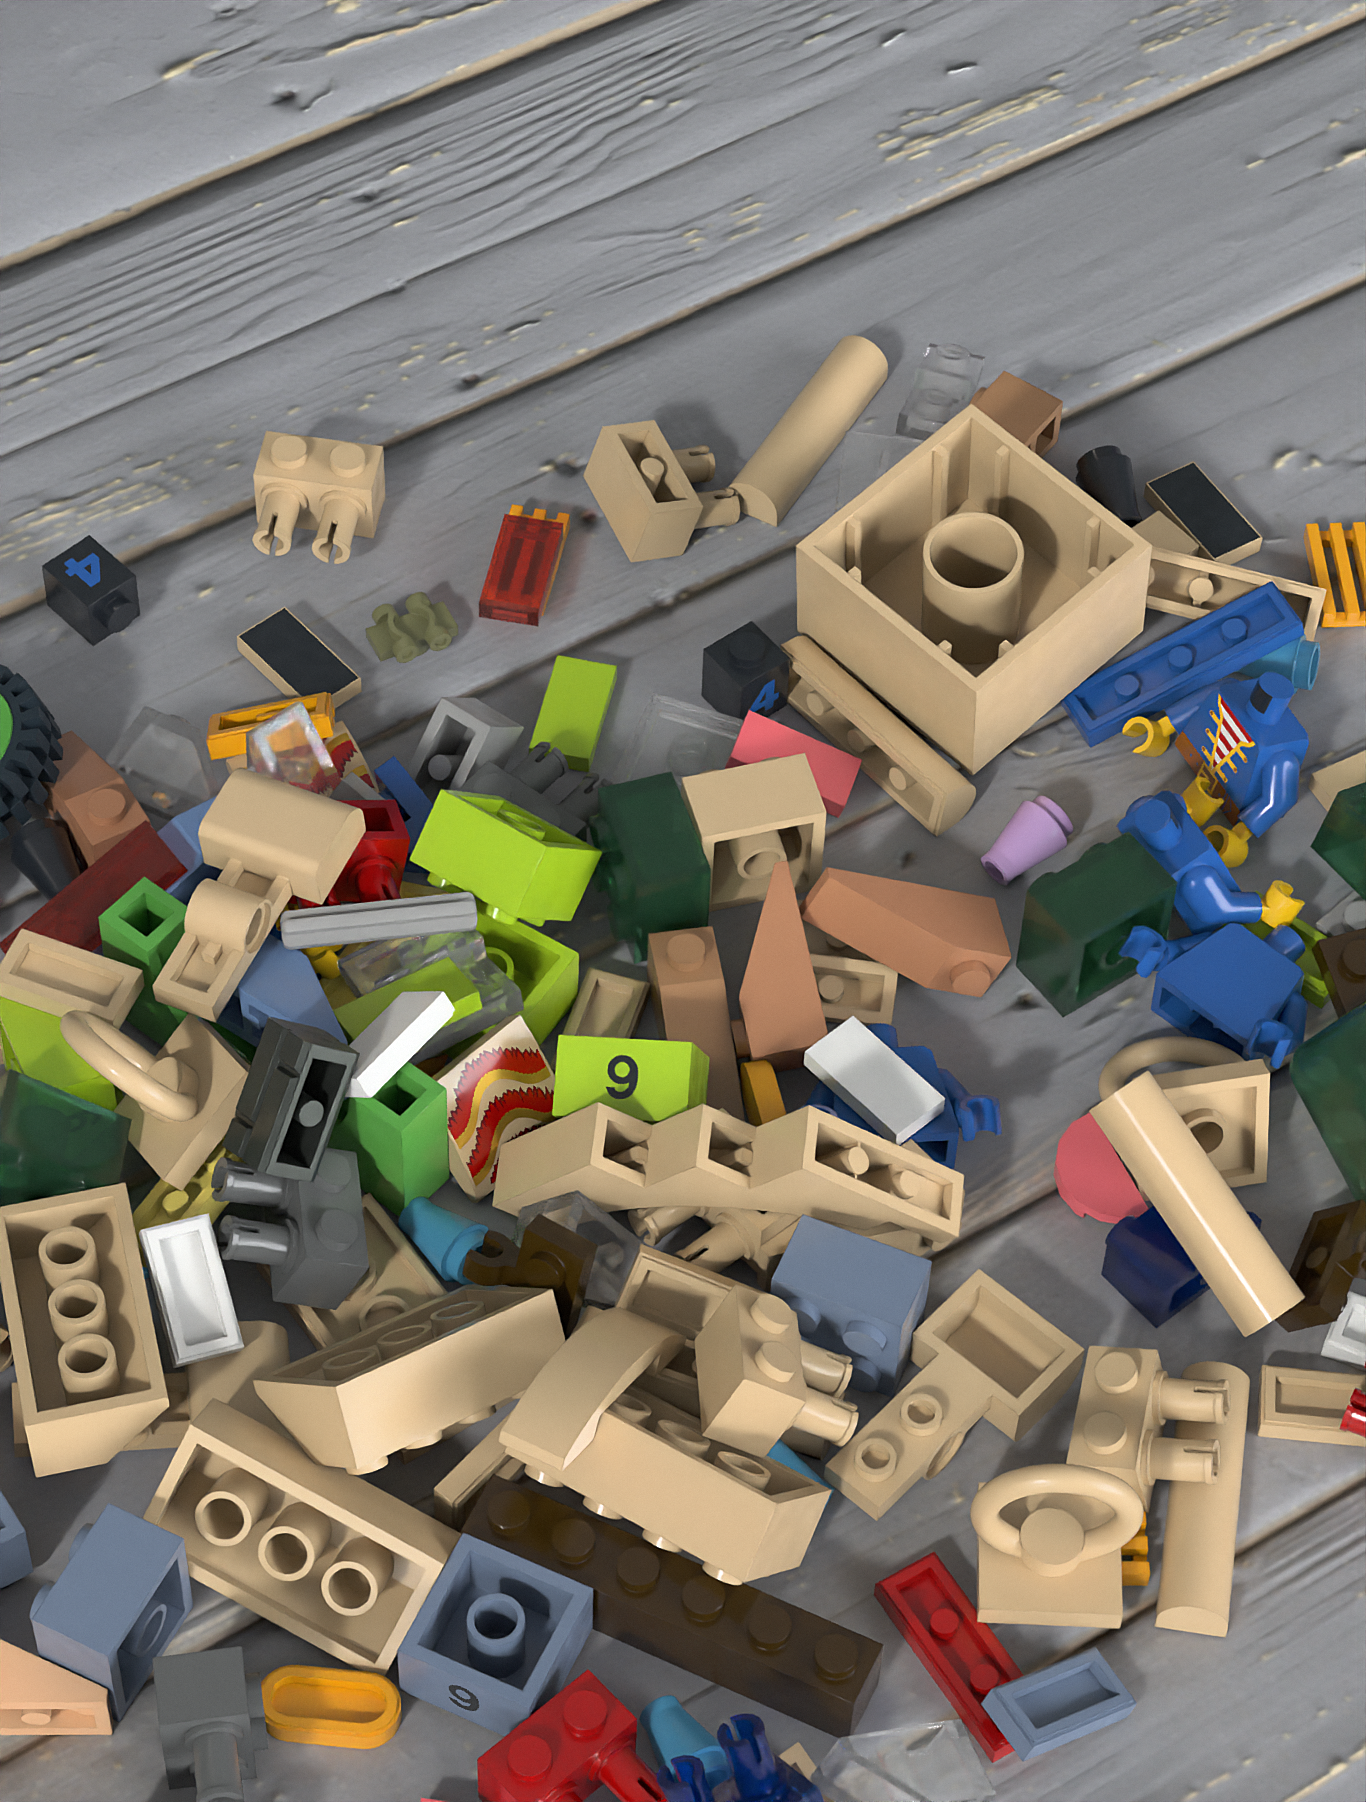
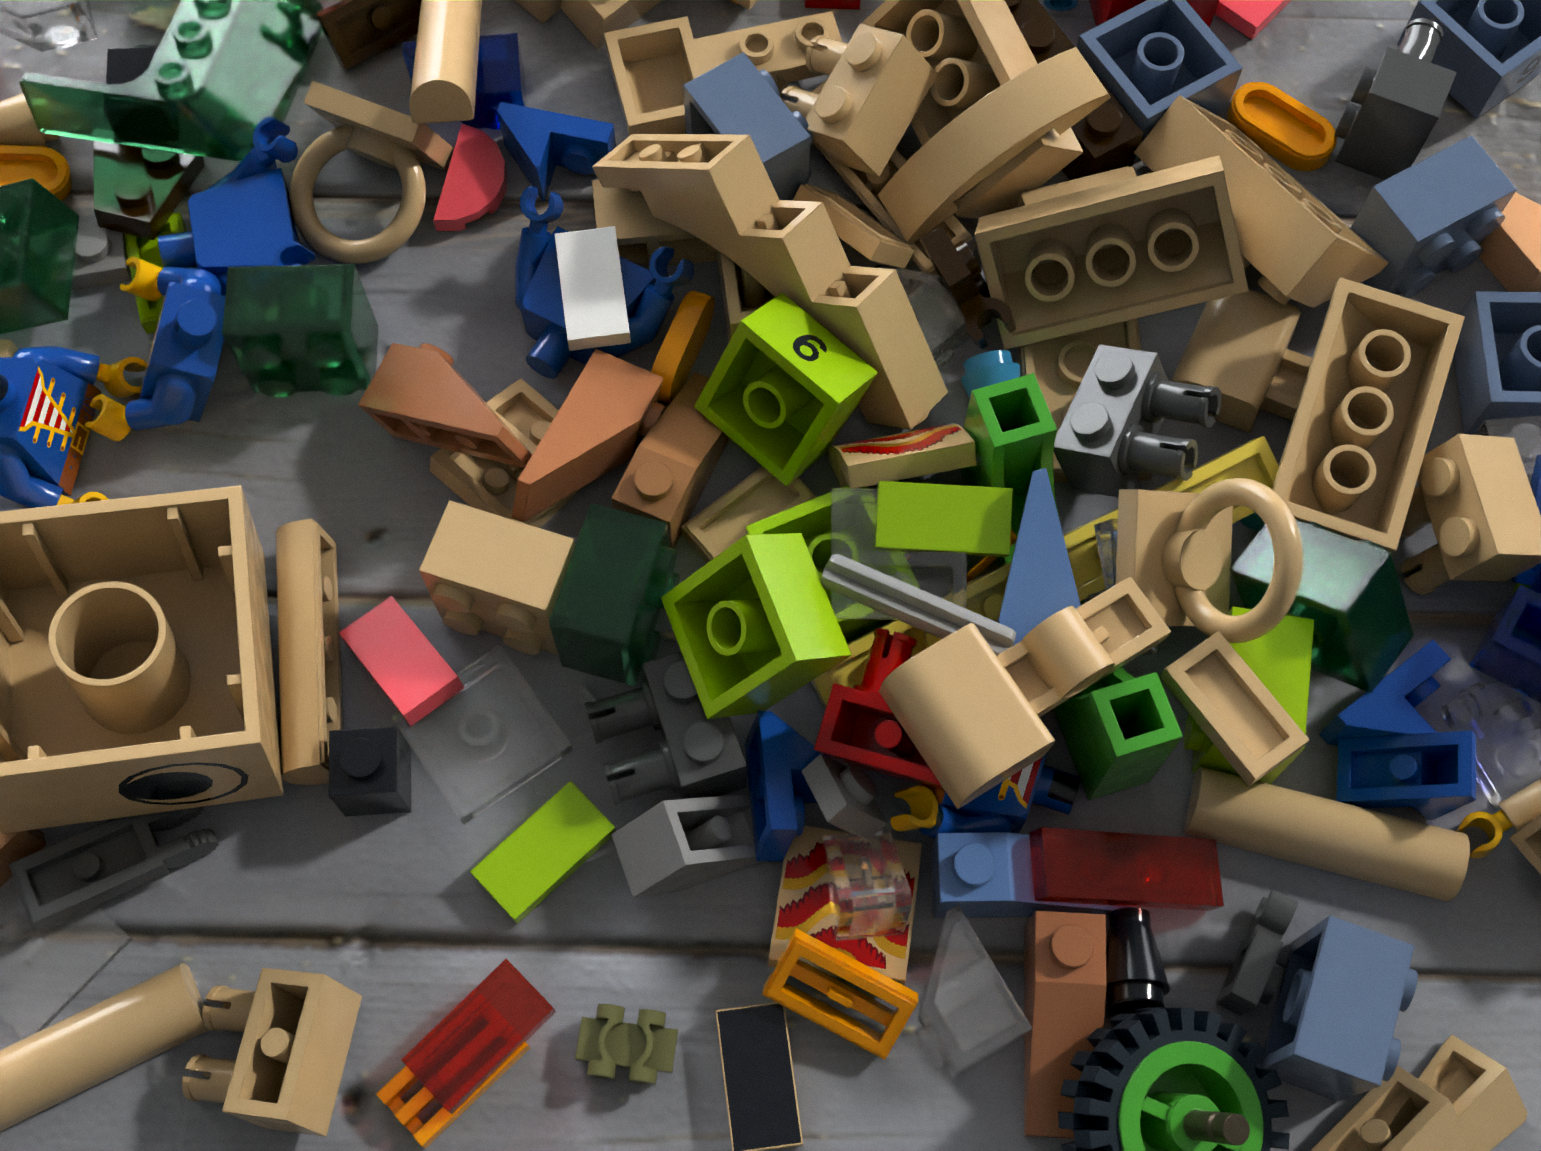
camera: 145 degrees left, 15 degrees up
(191, 1290) = (1254, 400): white tile -> none
(291, 1100) = (1116, 439): pearl dark grey brick -> none
(396, 1038) = (1003, 443): white tile -> none
(1029, 838) = (275, 469): lavender cone -> none
(1054, 1233) = (551, 139): none -> blue slope

